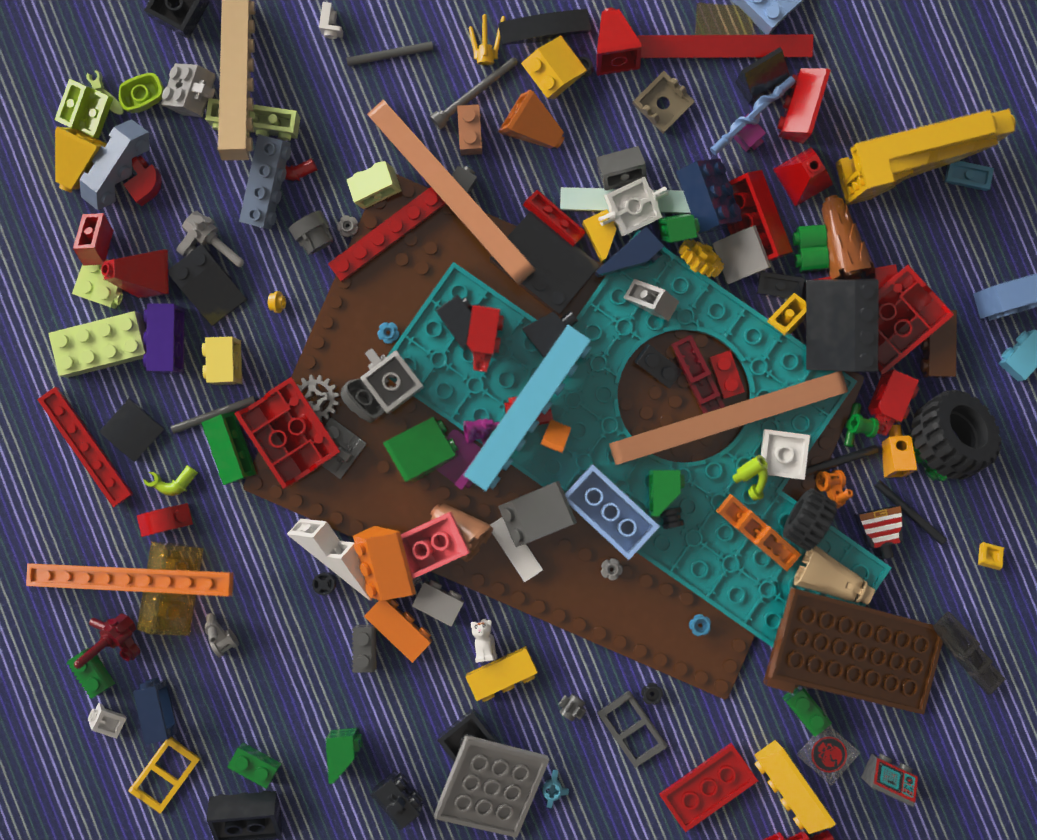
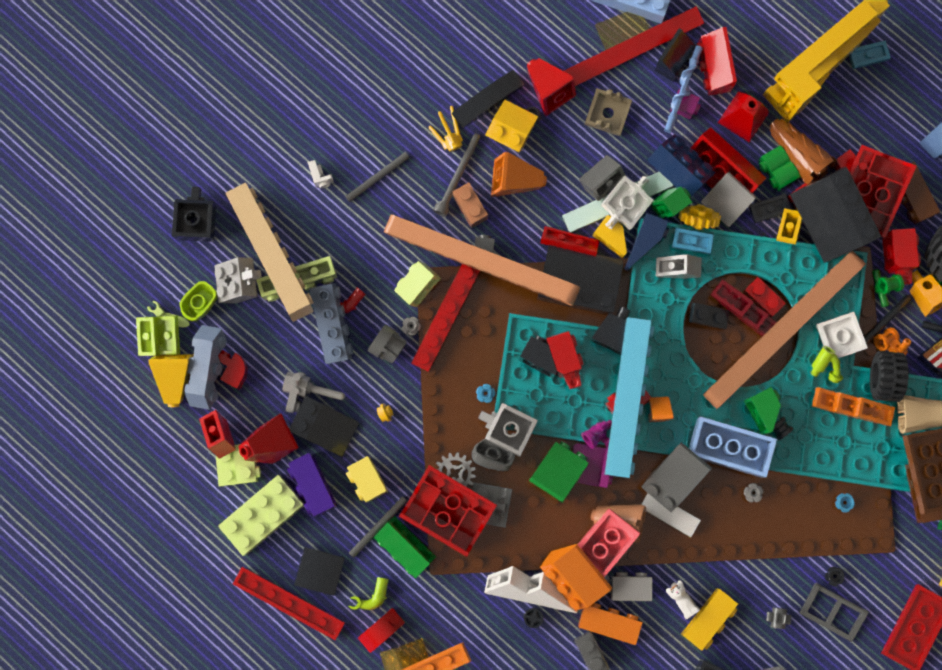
camera: 30 degrees left, 5 degrees down
(680, 279) = (692, 241): none -> dark azure plate

